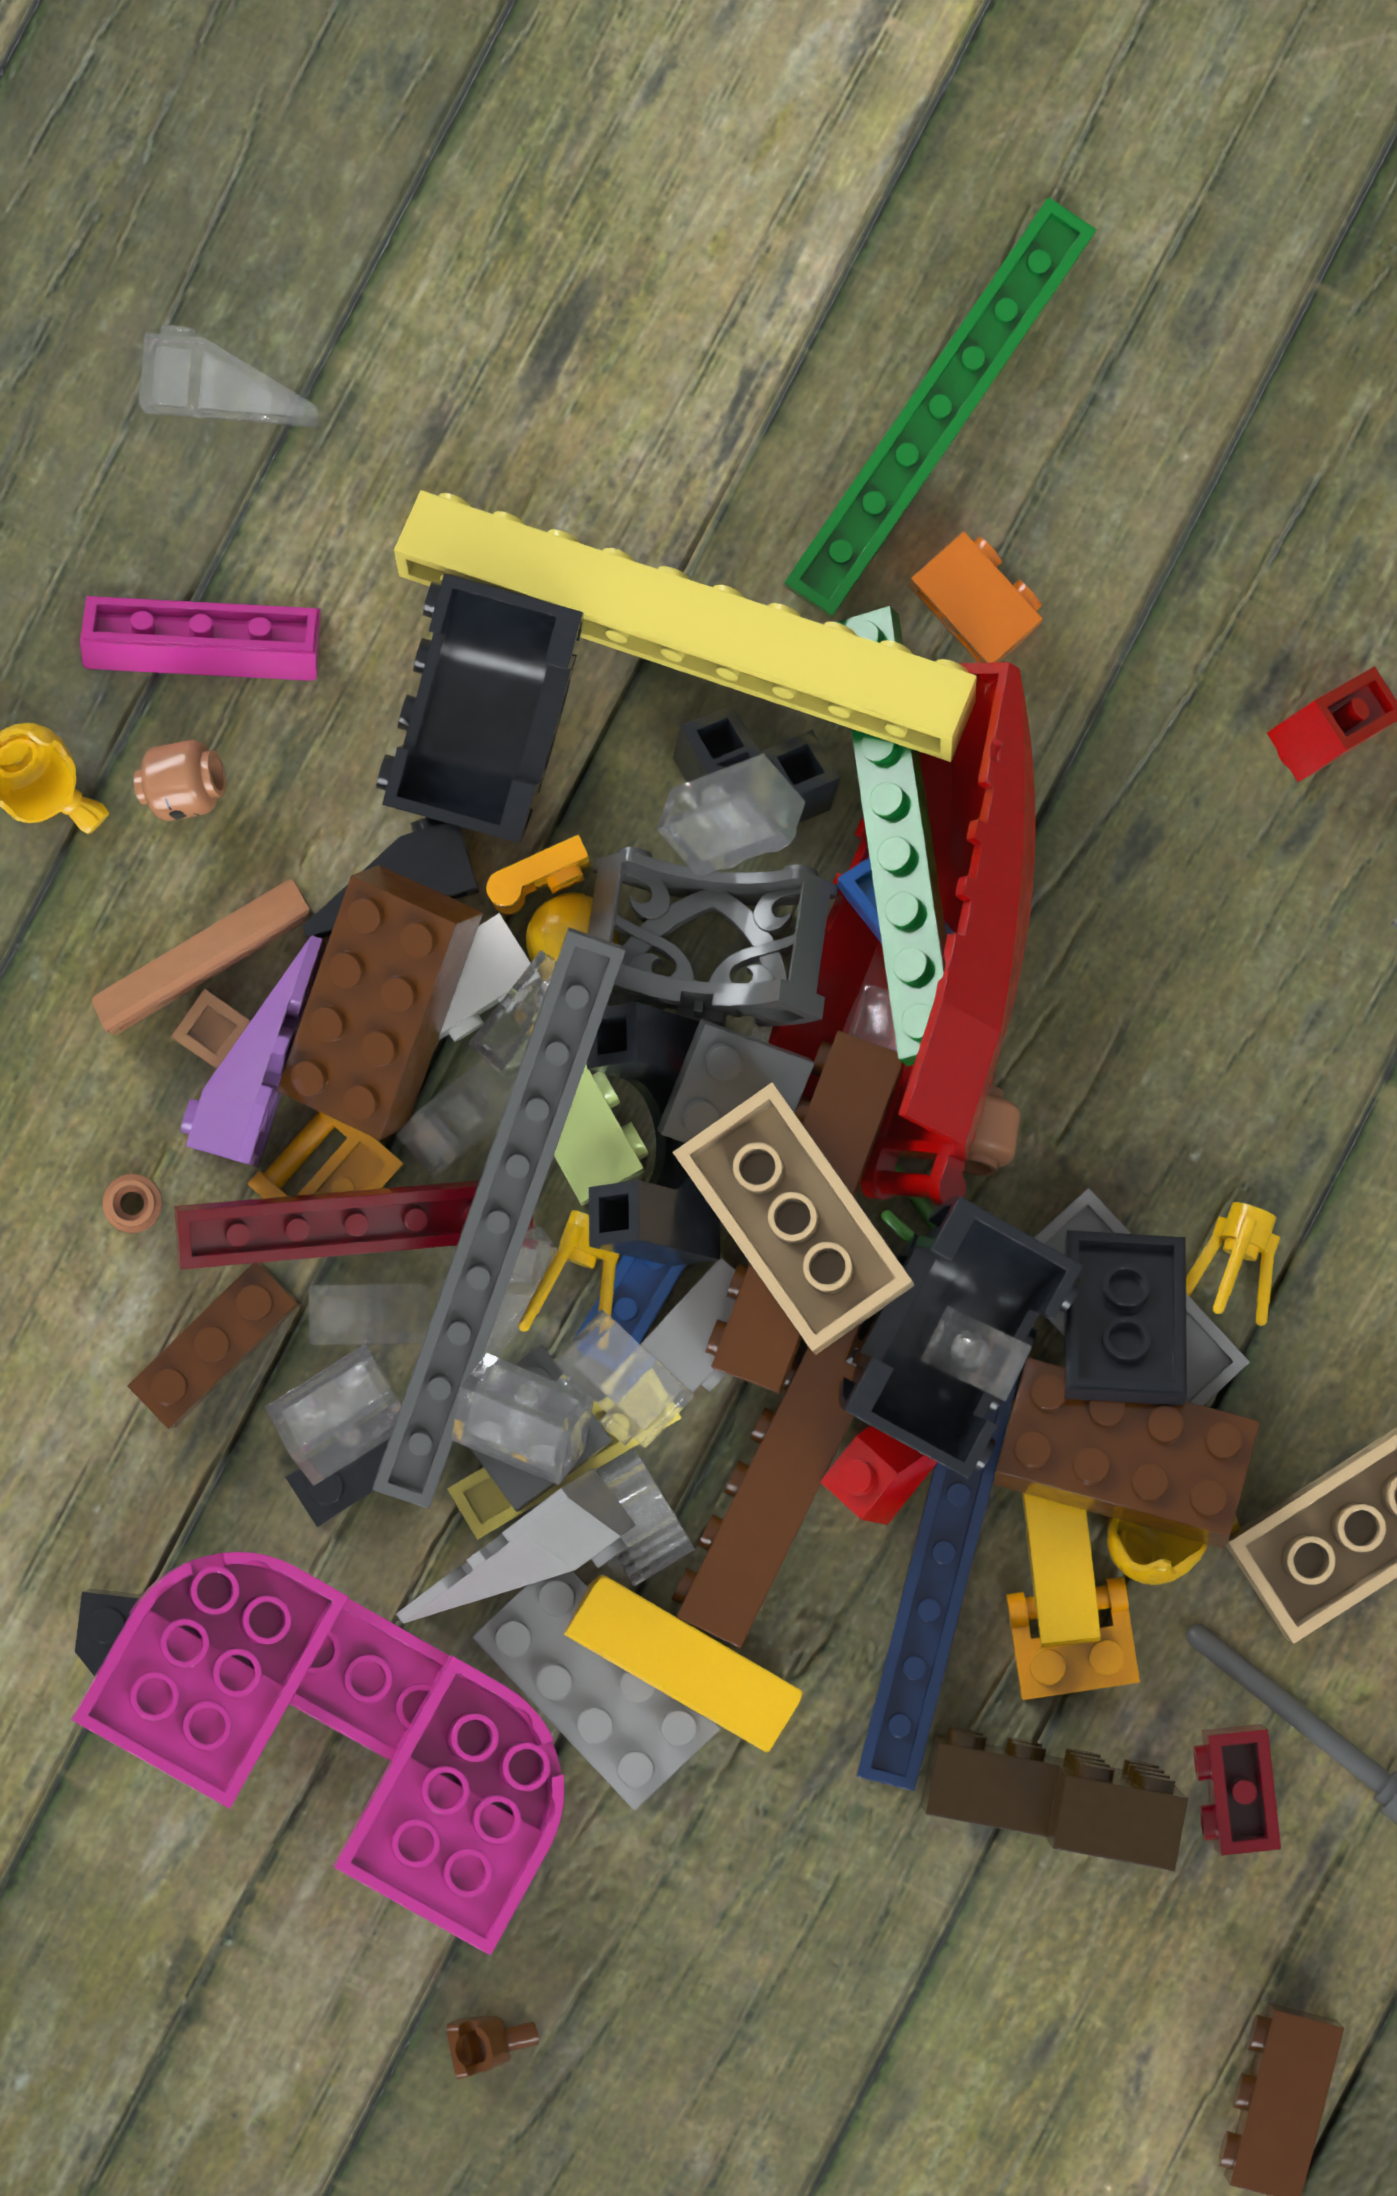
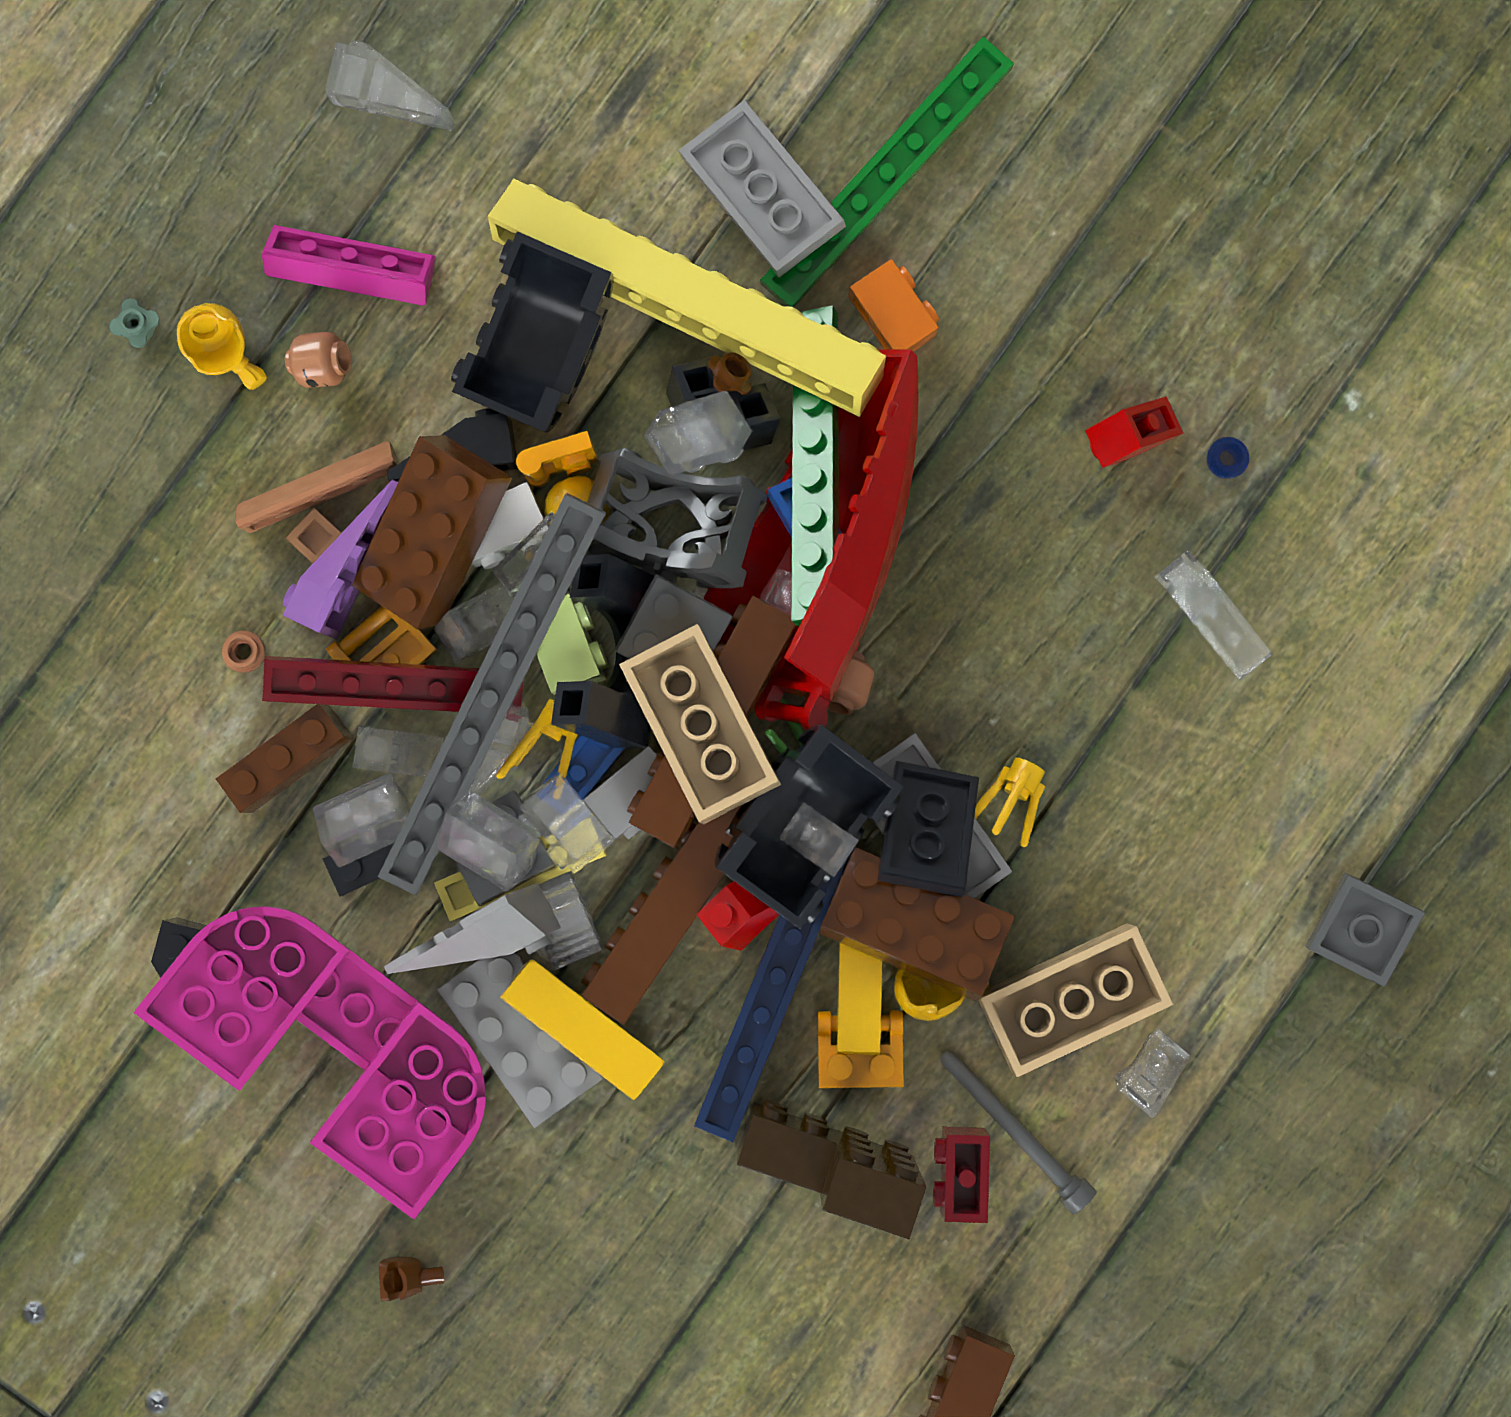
camera: 10 degrees right, 0 degrees up
(764, 725) = (731, 373): none -> reddish brown plate
(768, 455) = (762, 188): none -> light grey plate

